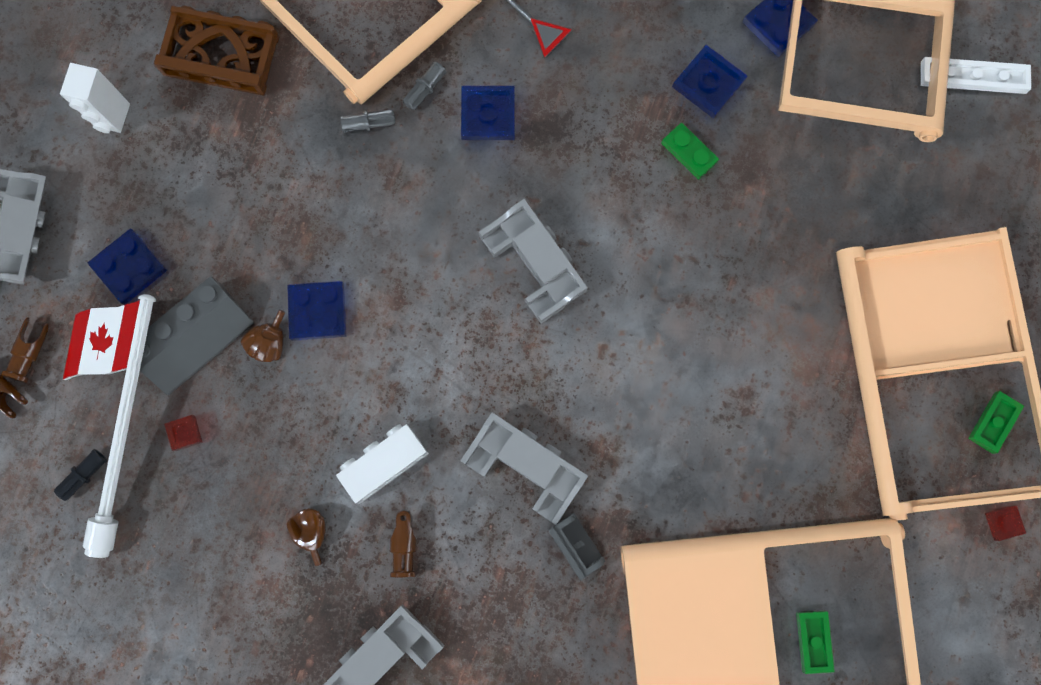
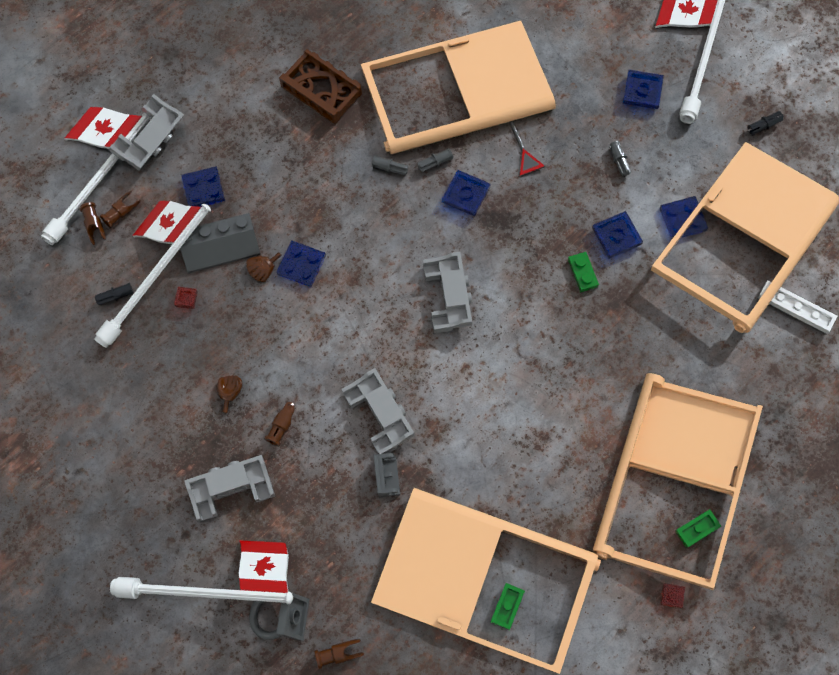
camera: 30 degrees right, 10 degrees down
(95, 98) = (235, 83): white brick -> none
(381, 463) = (293, 369): white brick -> none

